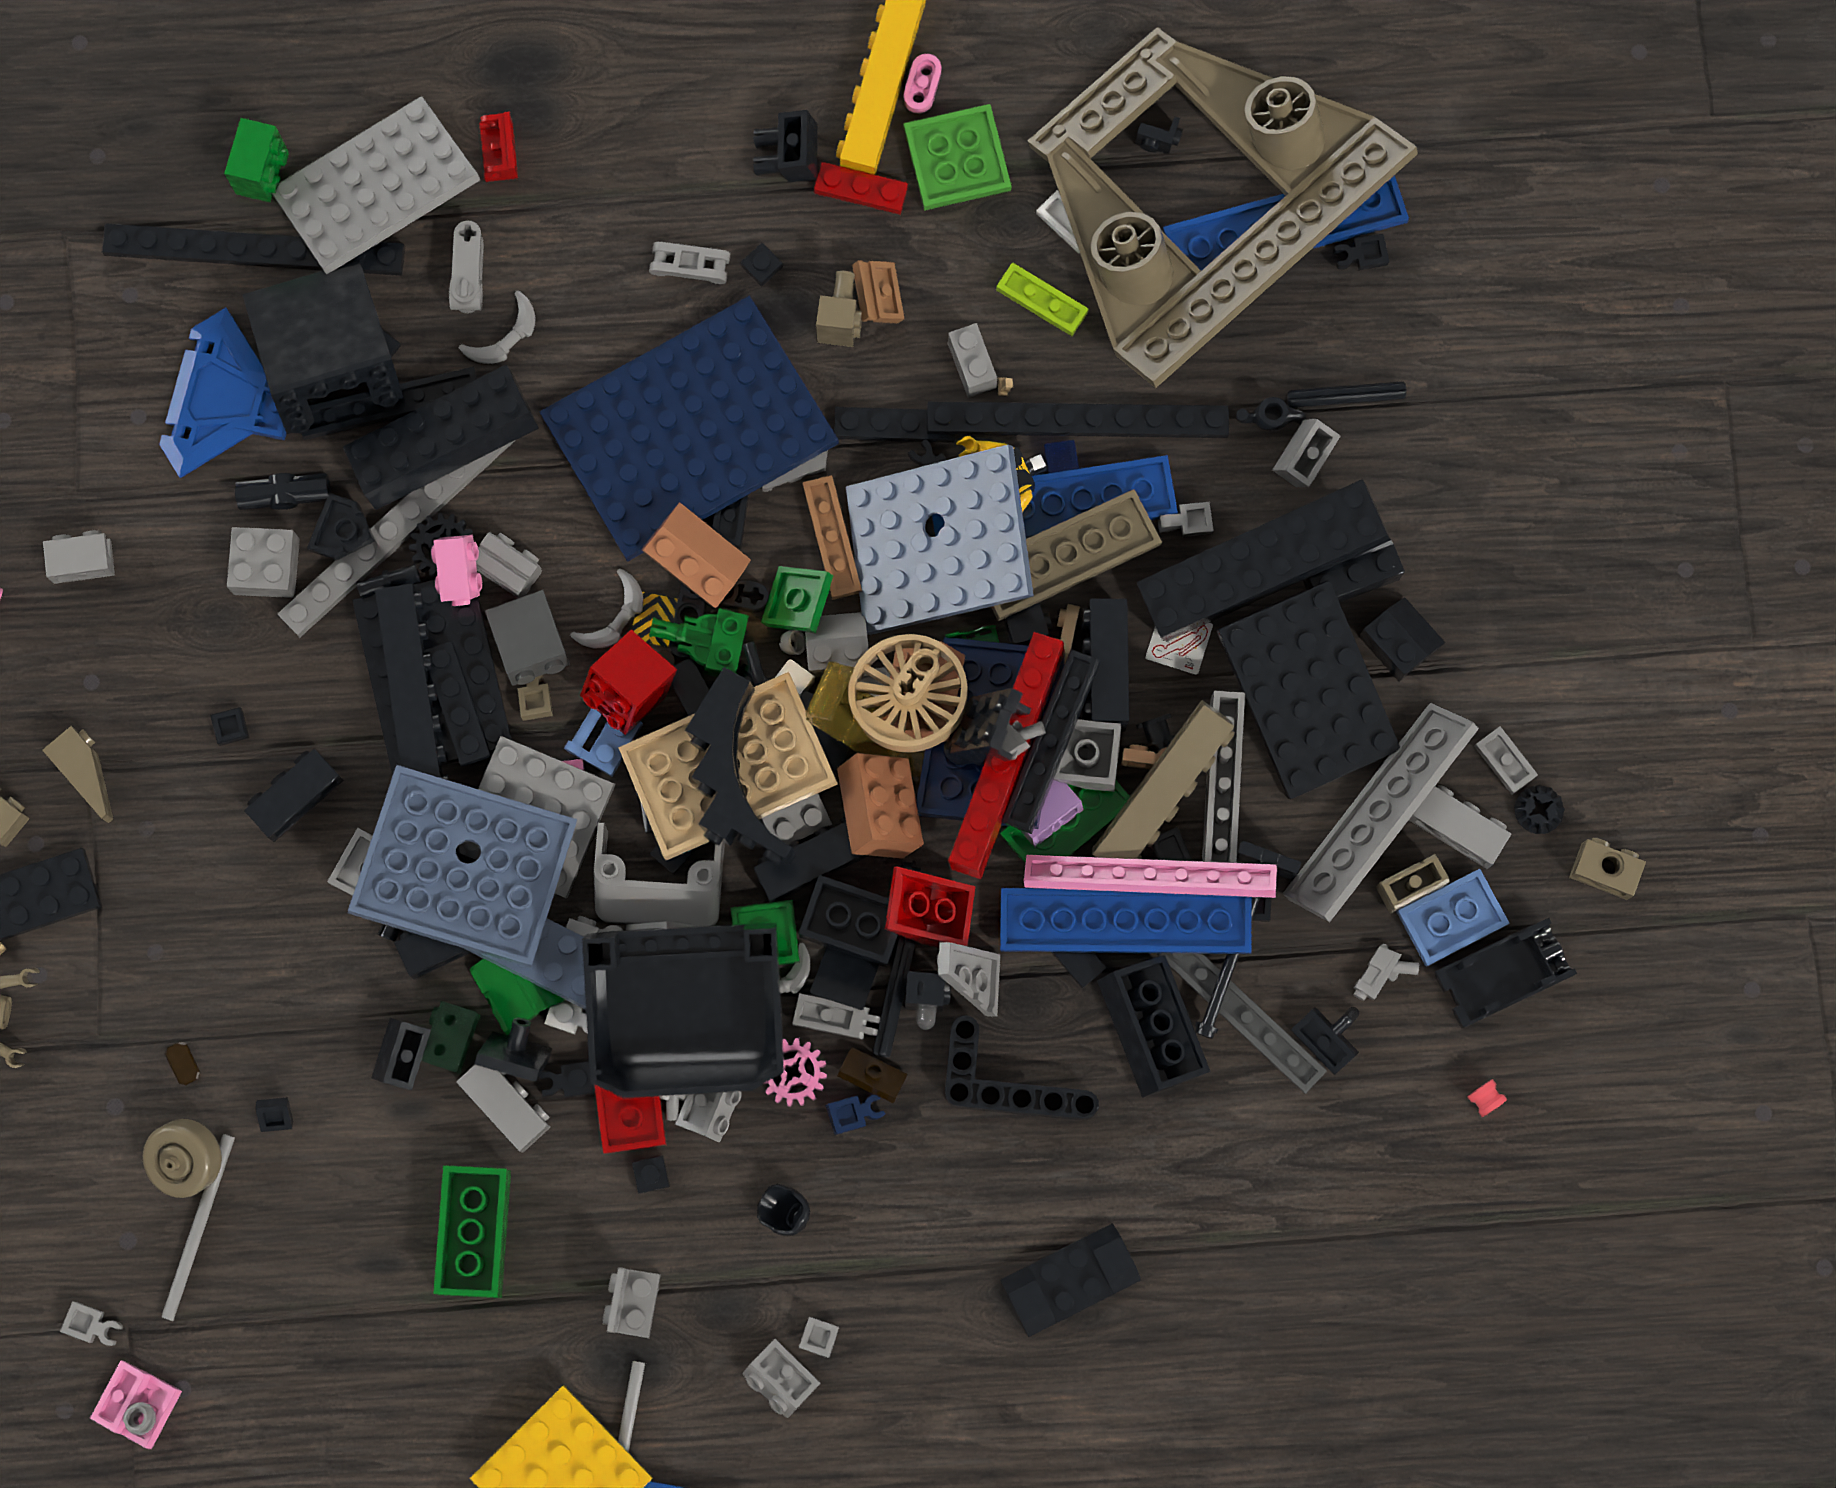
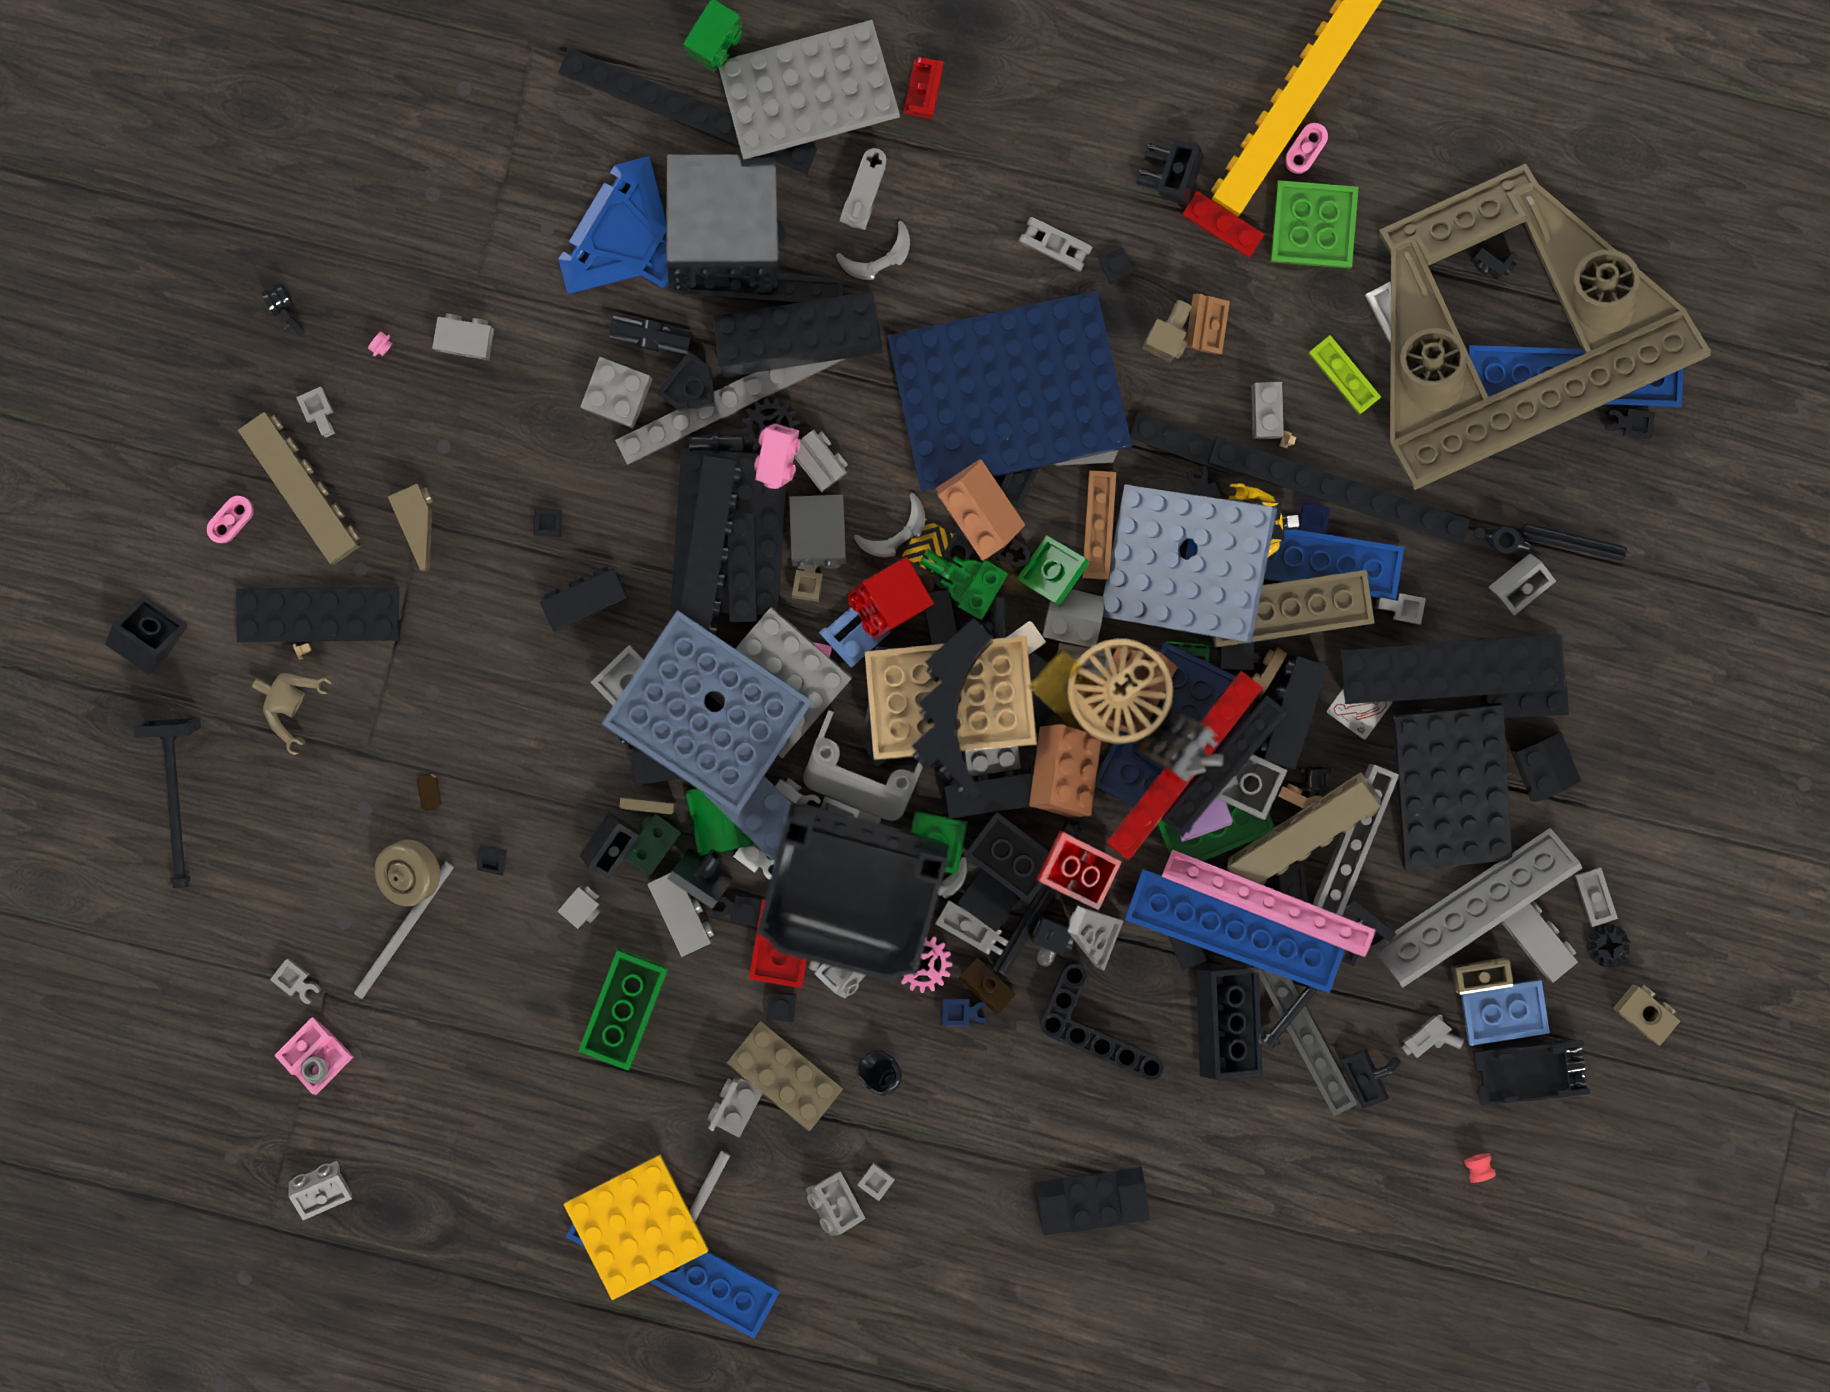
camera: 20 degrees right, 10 degrees up
(390, 1133) = (581, 906): none -> light grey brick
(431, 997) = (647, 805): none -> dark tan tile
(677, 1251) = (784, 1076): none -> dark tan plate
(792, 636) = (1042, 606): light grey hinge -> none

